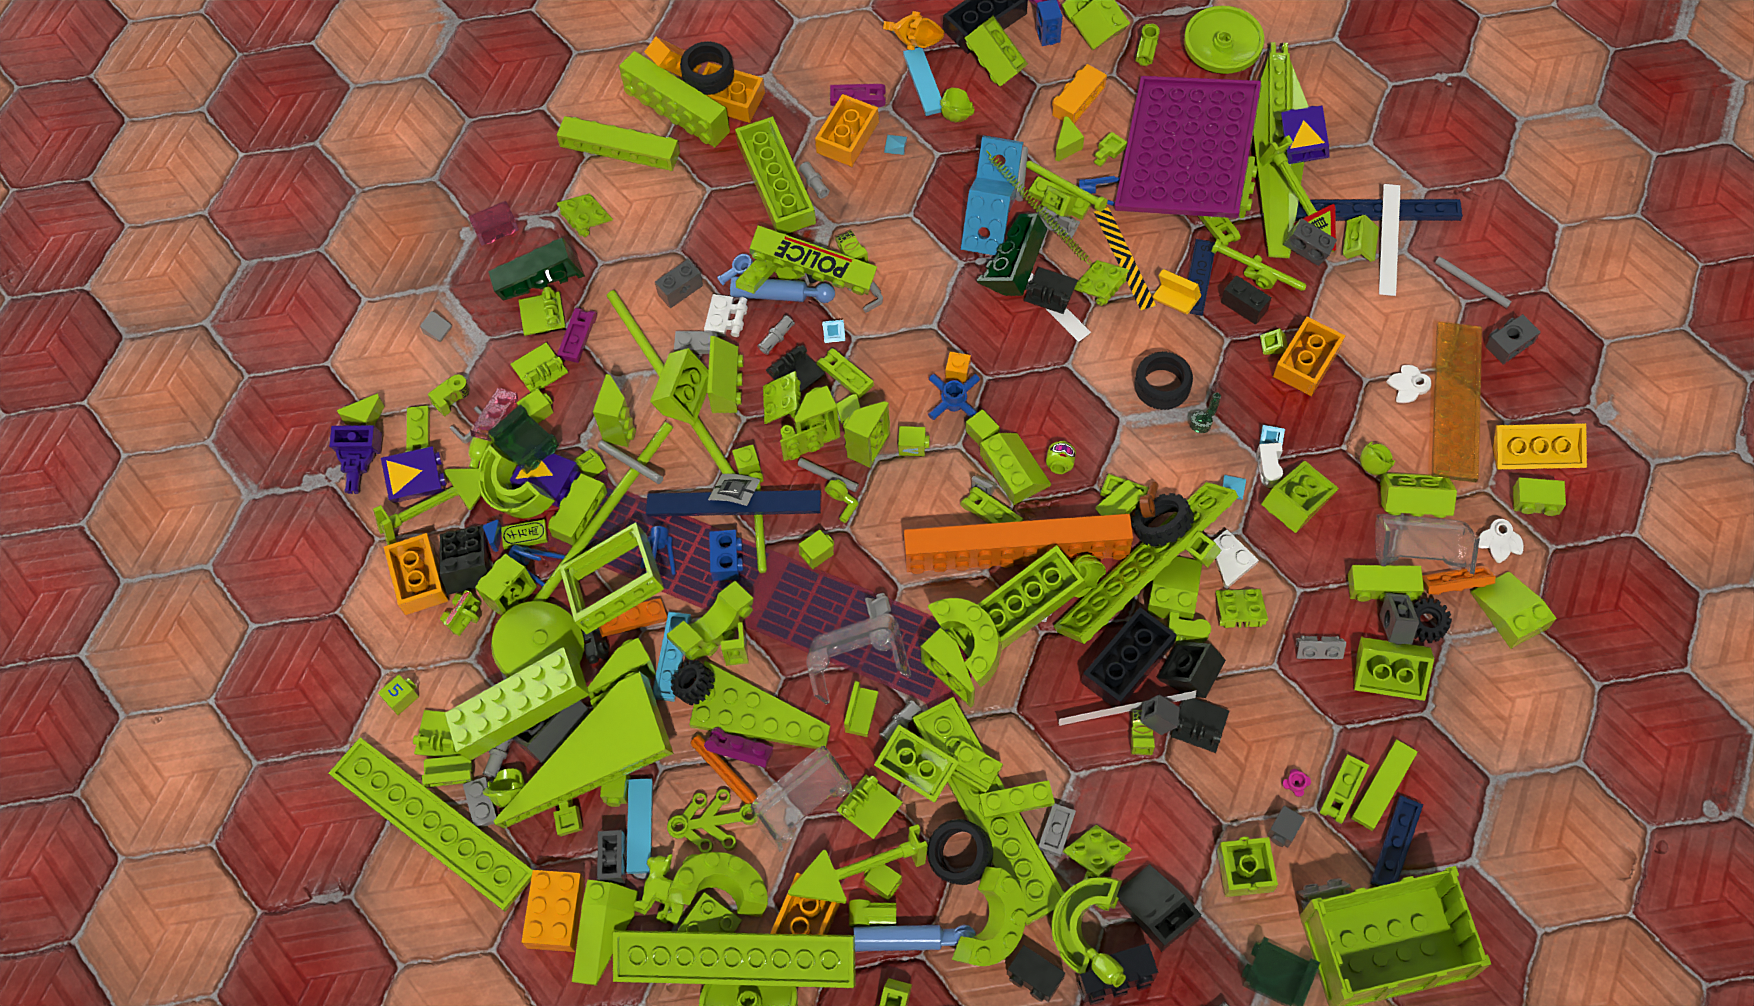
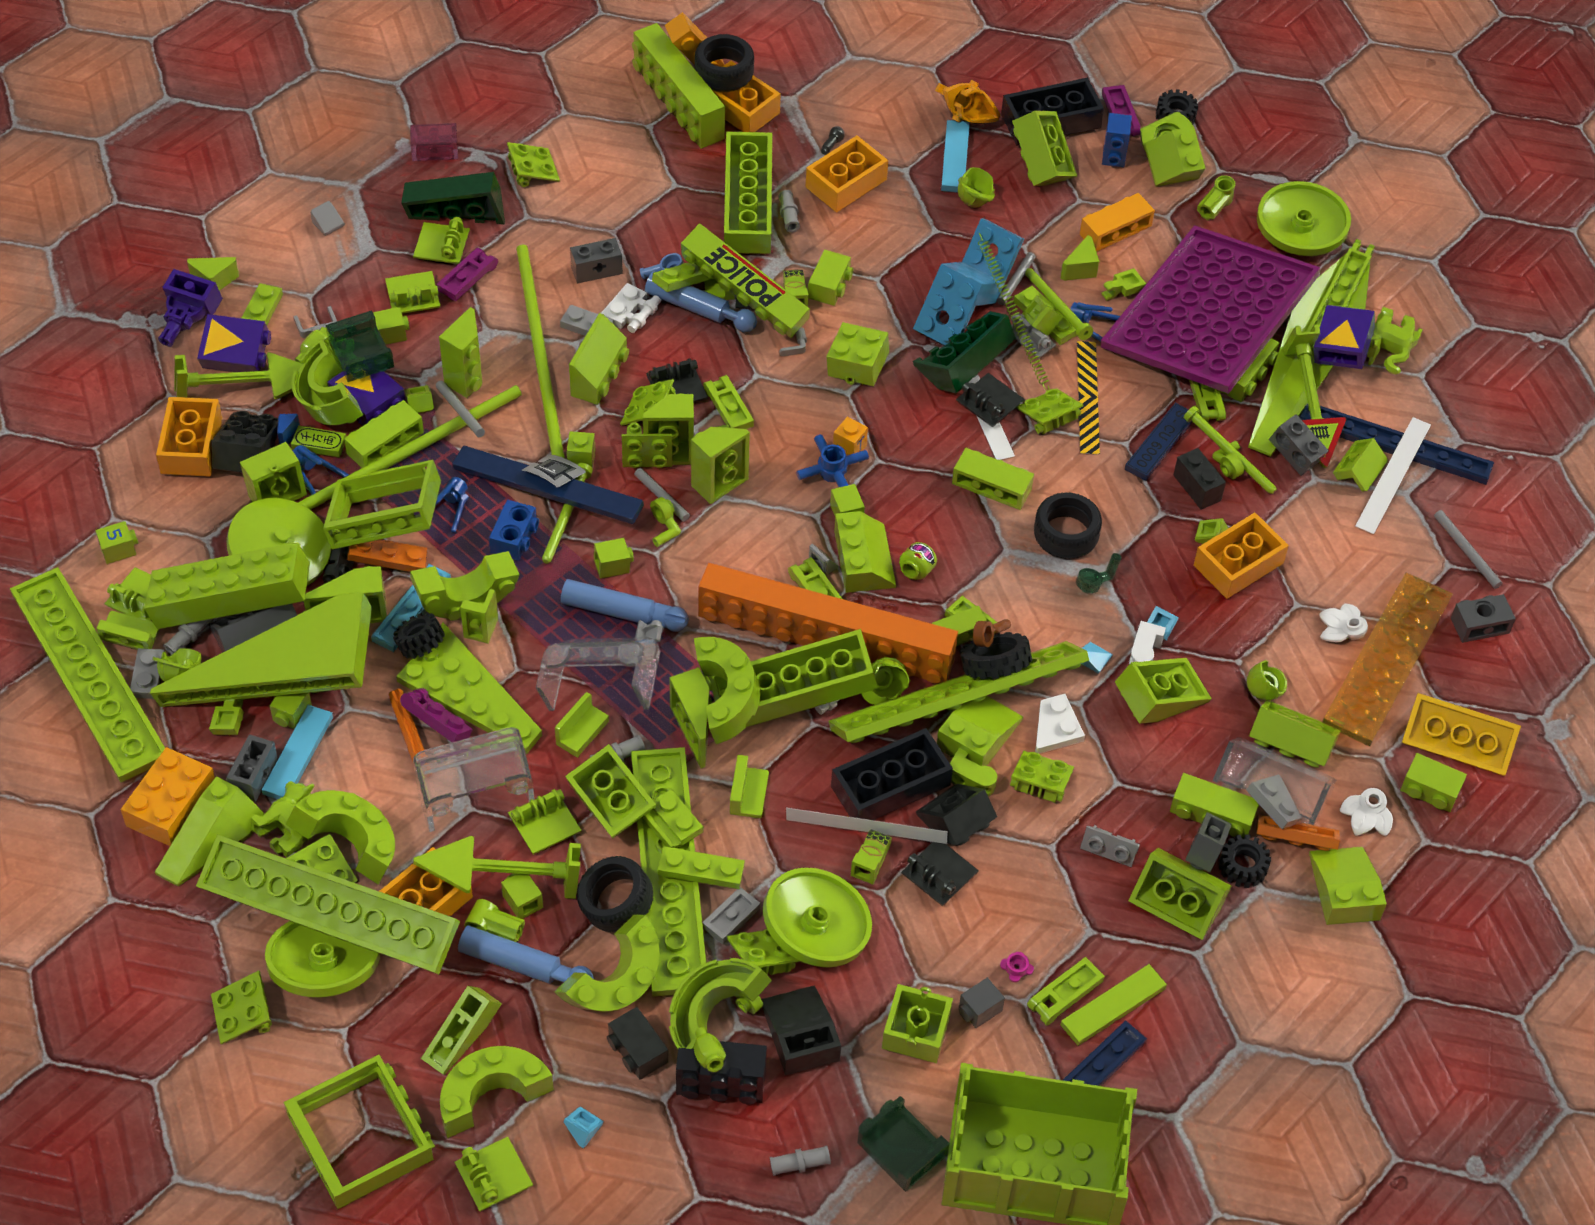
camera: 15 degrees right, 10 degrees down
(448, 393) = (308, 284): lime leg -> none
(463, 612) = (218, 490): lime hips -> none
(493, 413) = (350, 309): clear pink plate -> none
(618, 143) = (601, 110): lime brick -> none
(681, 387) = (545, 355): lime slope -> none
(708, 821) = (370, 774): lime plant -> none
(776, 334) = (674, 343): light grey pin -> none
(820, 96) = (836, 134): none -> pearl dark grey piece
(833, 331) = (737, 360): slope -> none
(845, 588) = (622, 605): none -> medium blue piece
(859, 92) = (883, 144): magenta plate -> none
(874, 228) = (830, 277): none -> lime brick
(895, 144) = (894, 207): medium azure slope -> none
(913, 441) = (766, 491): lime brick -> none
(930, 290) = (857, 354): none -> lime brick
(1018, 712) = (748, 789): none -> lime panel
(1086, 360) = (993, 478): none -> lime brick
(1127, 806) = (817, 917): none -> lime dish
(1160, 715) = (895, 840): dark grey brick -> none
(1177, 292) = (1127, 445): yellow panel -> none
(1203, 549) = (1025, 699): lime brick -> none
(1340, 120) = (1393, 339): none -> lime animal
(1432, 561) = (1275, 800): none -> light grey wing

